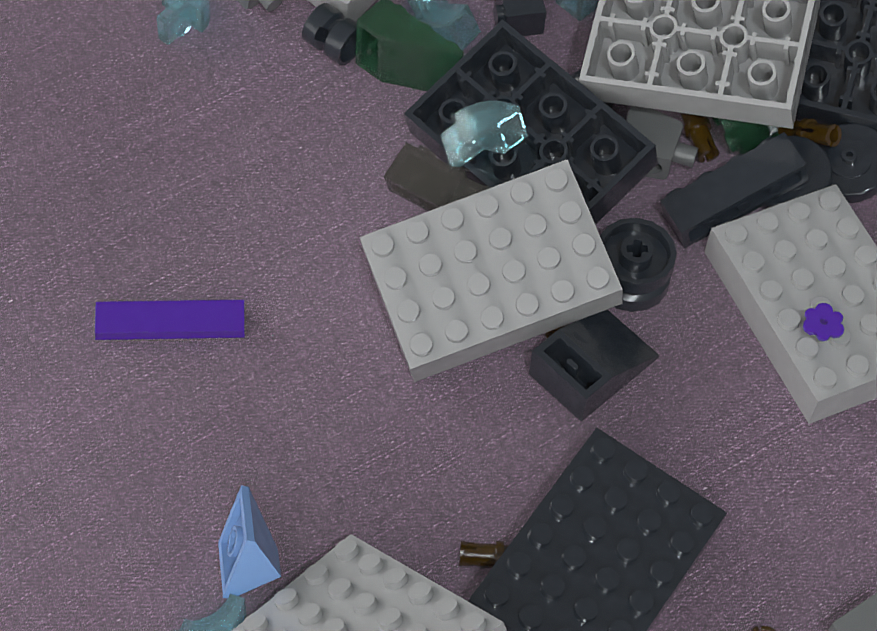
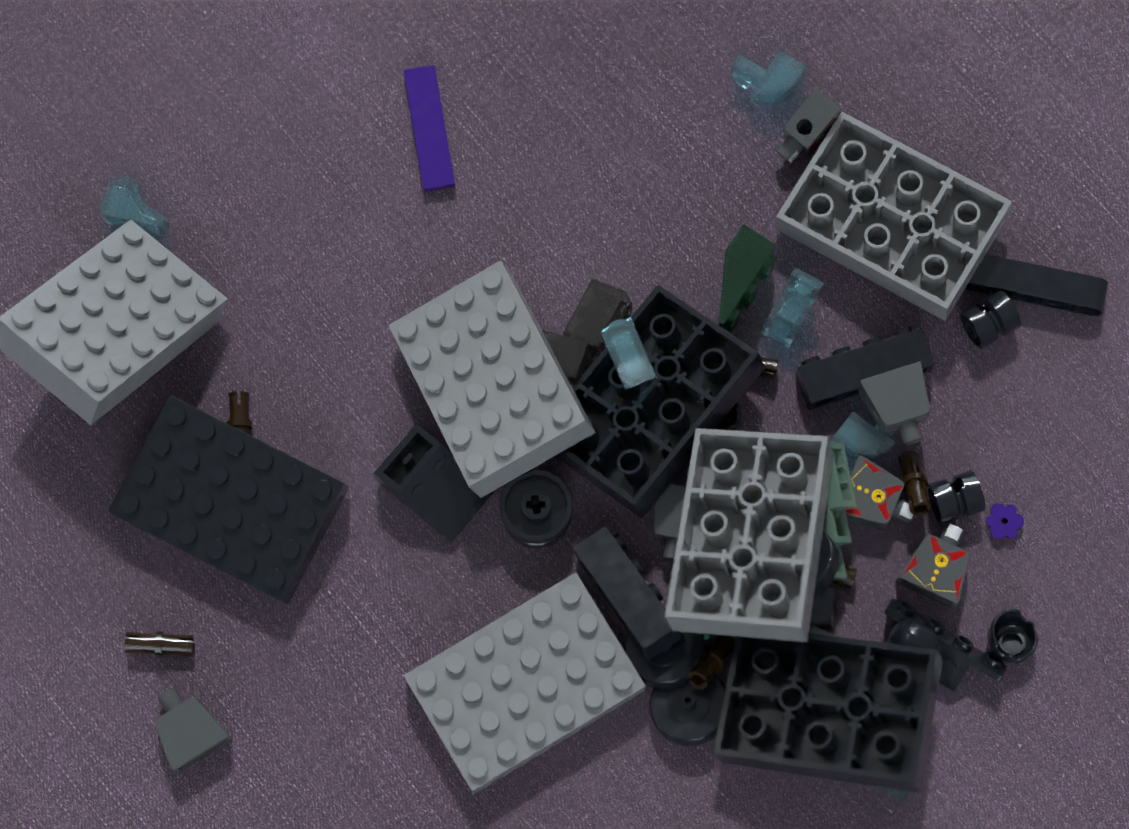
camera: 90 degrees right, 20 degrees up
(246, 548) = (202, 224): medium blue slope -> none
(331, 32) = (758, 210): black wheel -> none
(823, 322) = (473, 664): dark purple plant -> none

